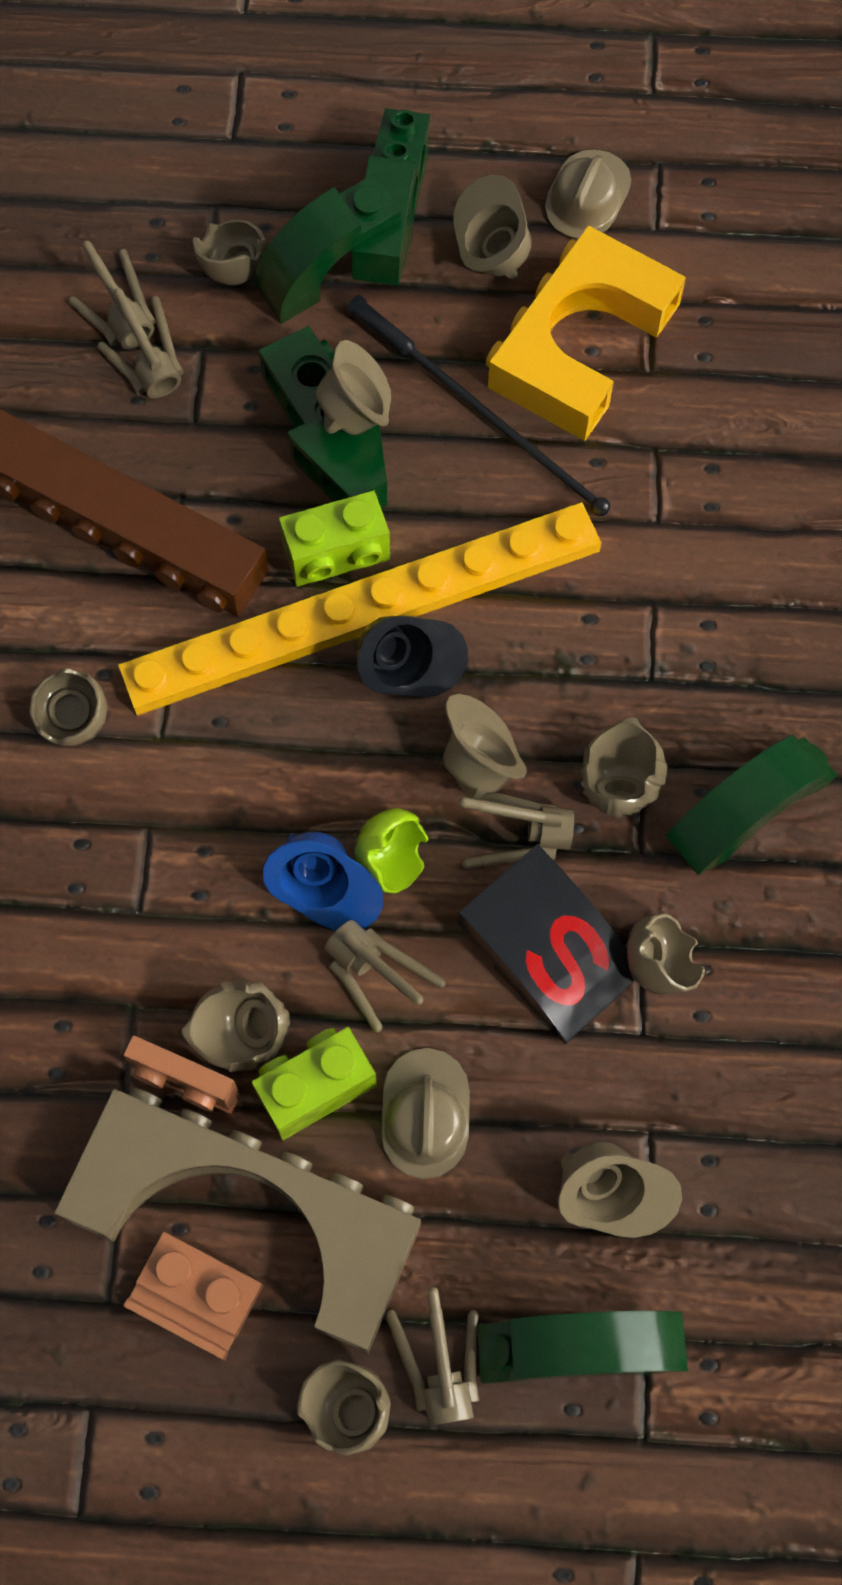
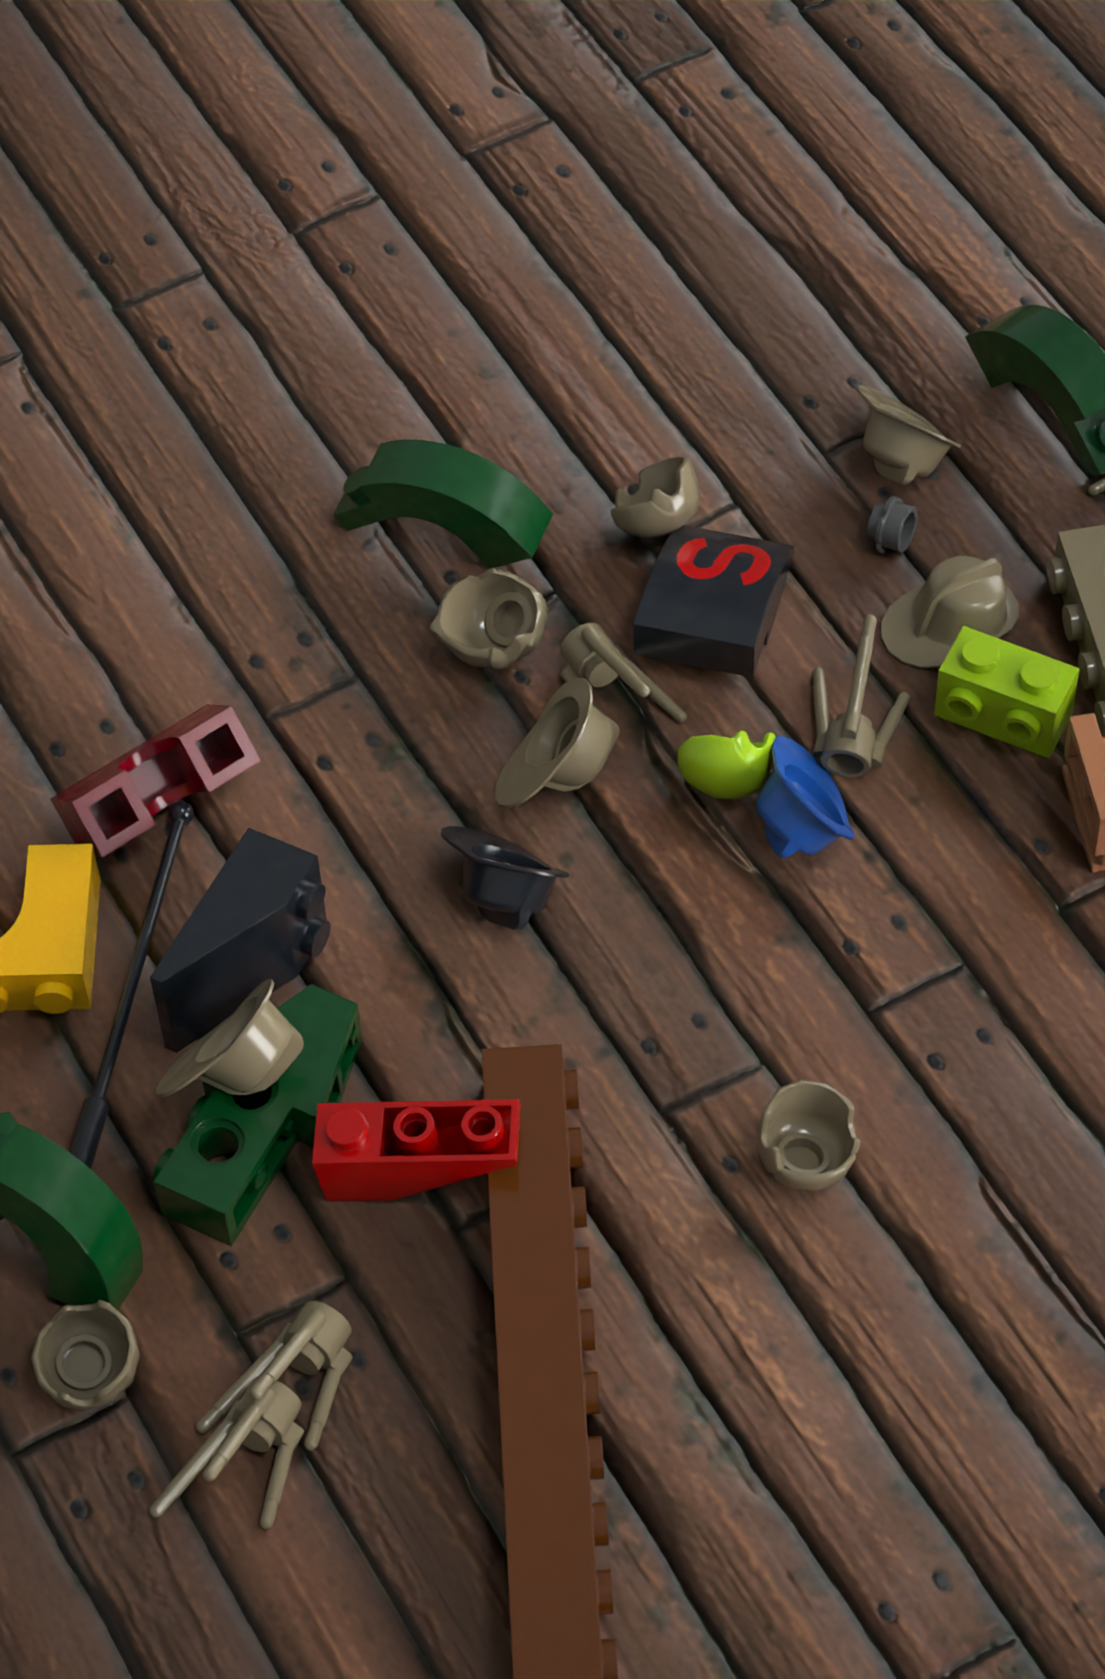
camera: 120 degrees left, 15 degrees down
(231, 472) = (410, 1145): none -> red slope
(237, 1025) = (1008, 780): dark tan hair -> none
(335, 538) = (414, 1010): lime brick -> none
(349, 609) = (496, 975): yellow plate -> none
(461, 472) = (250, 926): none -> black slope
(532, 1122) = (892, 525): none -> dark grey plate
(623, 452) = (179, 761): none -> dark red arch

